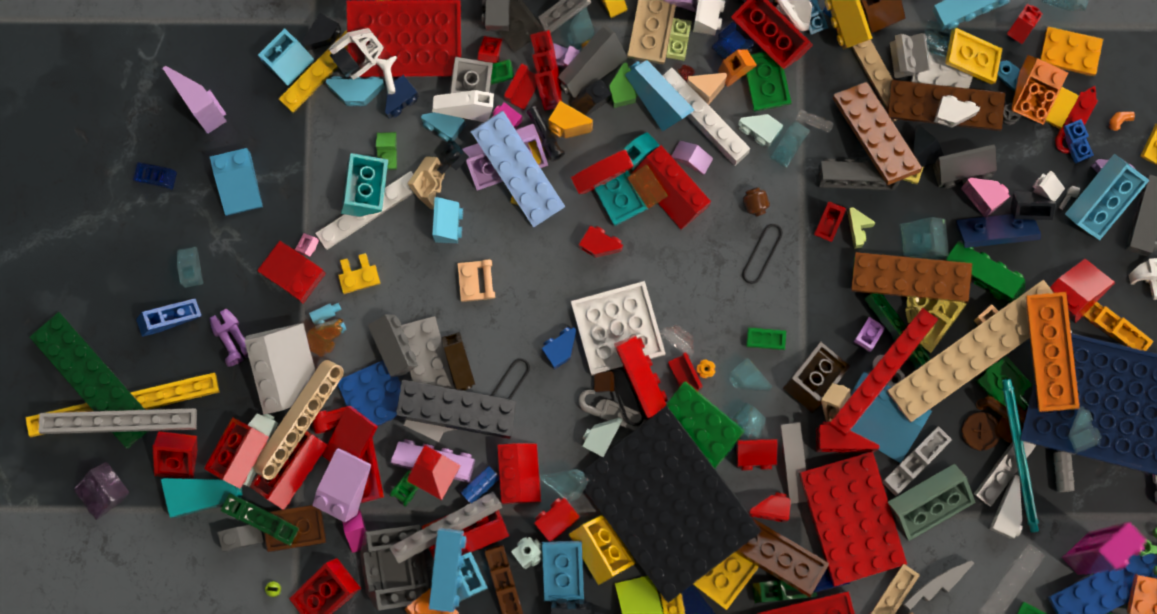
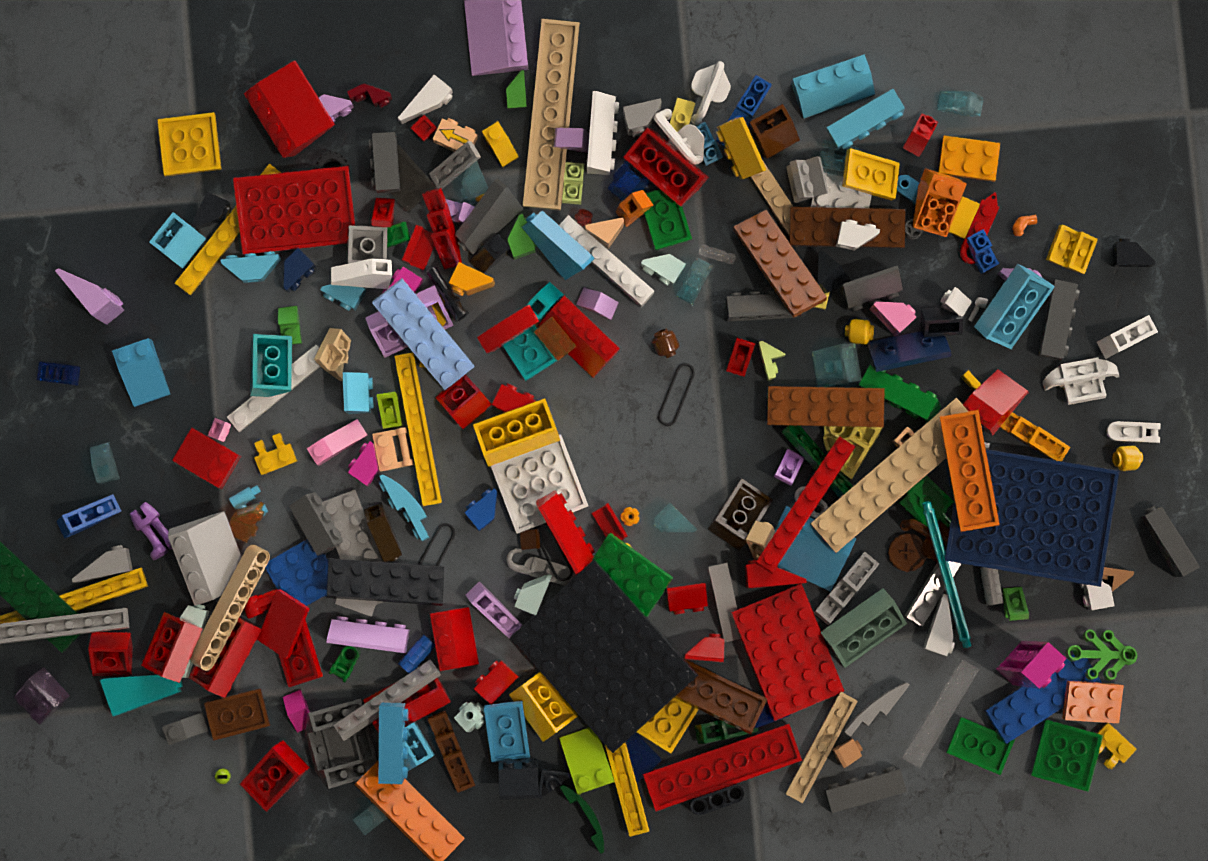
camera: 10 degrees left, 5 degrees up
(181, 367) = (109, 564): none -> light grey slope
(260, 519) = (202, 709): dark green slope -> none
(342, 486) = (280, 669): lavender slope -> none
(346, 62) = (258, 221): white piece -> none
(386, 66) = (280, 242): white piece -> none
(421, 268) = (336, 442): none -> bright pink slope
(433, 472) = (369, 649): red slope -> none
(448, 293) = (366, 465): none -> dark pink slope
(453, 156) = (357, 326): black plate -> none
(477, 240) = (389, 409): none -> lime slope
(480, 329) = (400, 499): none -> medium azure slope
(503, 263) = (418, 429): none -> yellow plate
(551, 239) = (463, 401): none -> red slope
(560, 446) = (493, 609): none -> lavender slope
(567, 483) = (502, 644): clear light blue slope -> none
(601, 274) = (516, 432): none -> yellow brick
(679, 338) = (600, 489): clear slope -> none
(750, 420) = (677, 565): clear light blue slope -> none
(766, 339) = (687, 480): green plate -> none
(950, 208) = (859, 331): none -> yellow head
(1057, 266) = (970, 380): none -> yellow tile
(1082, 433) = (1003, 549): clear light blue slope -> none
(1086, 493) = (1015, 604): none -> bright green slope

